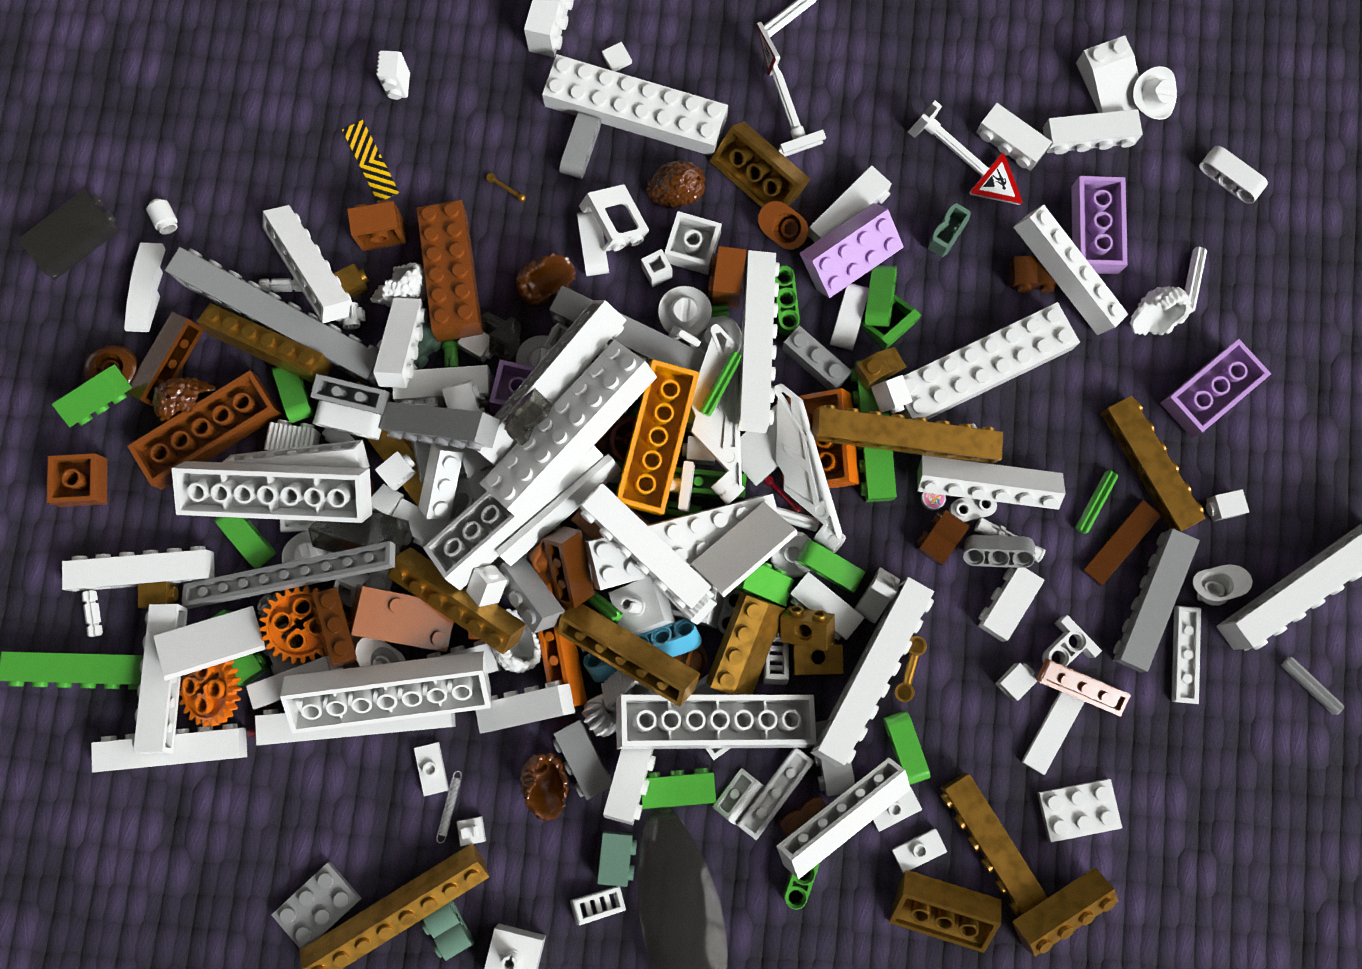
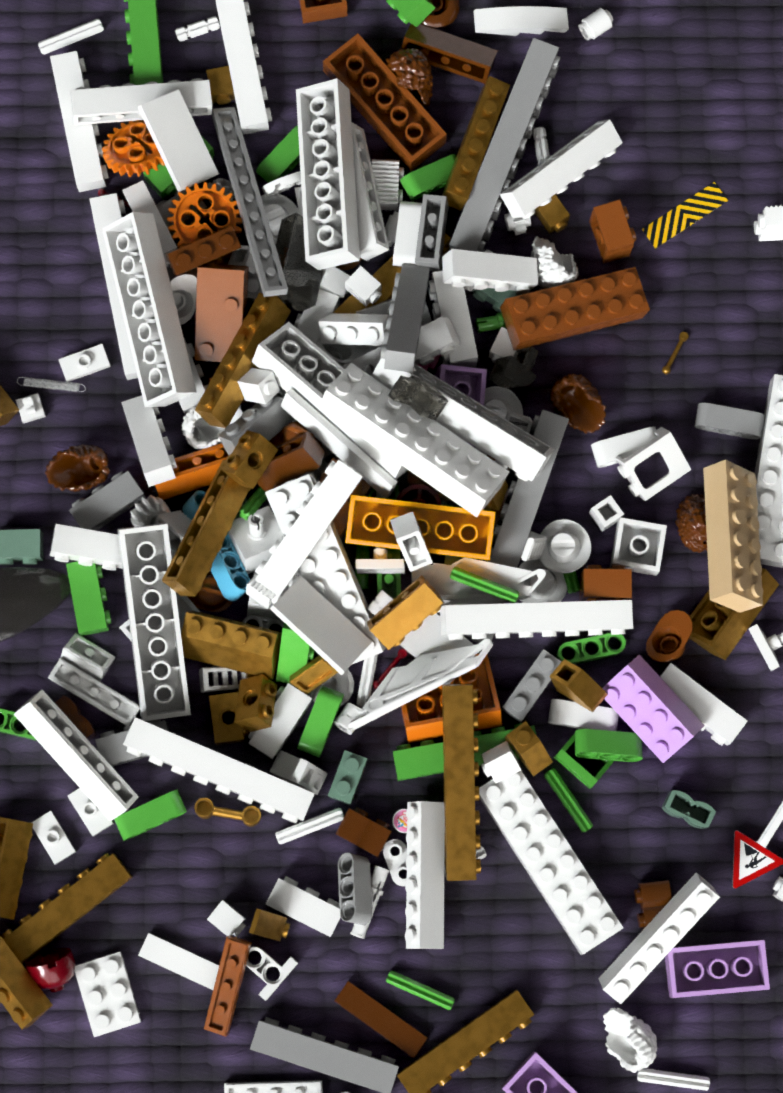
camera: 80 degrees right, 0 degrees up
(75, 748) = (70, 36): none -> white axle
(275, 540) = (282, 184): none -> white tile
(563, 602) = (249, 471): none -> pearl gold brick
(672, 445) = (411, 541): none -> white slope
(698, 148) = (733, 536): none -> tan brick
(740, 464) = (405, 613): none -> brick
(787, 567) = (312, 675): none -> pearl gold tile
(823, 313) = (577, 685): none -> pearl gold slope
(888, 546) = (347, 777): none -> sand green brick
(927, 579) = (309, 826): none -> white axle
(928, 340) = (568, 800): none -> bright green axle
(1028, 640) = (269, 925): none -> pearl gold slope
(1054, 863) = (53, 969): none -> dark red cylinder

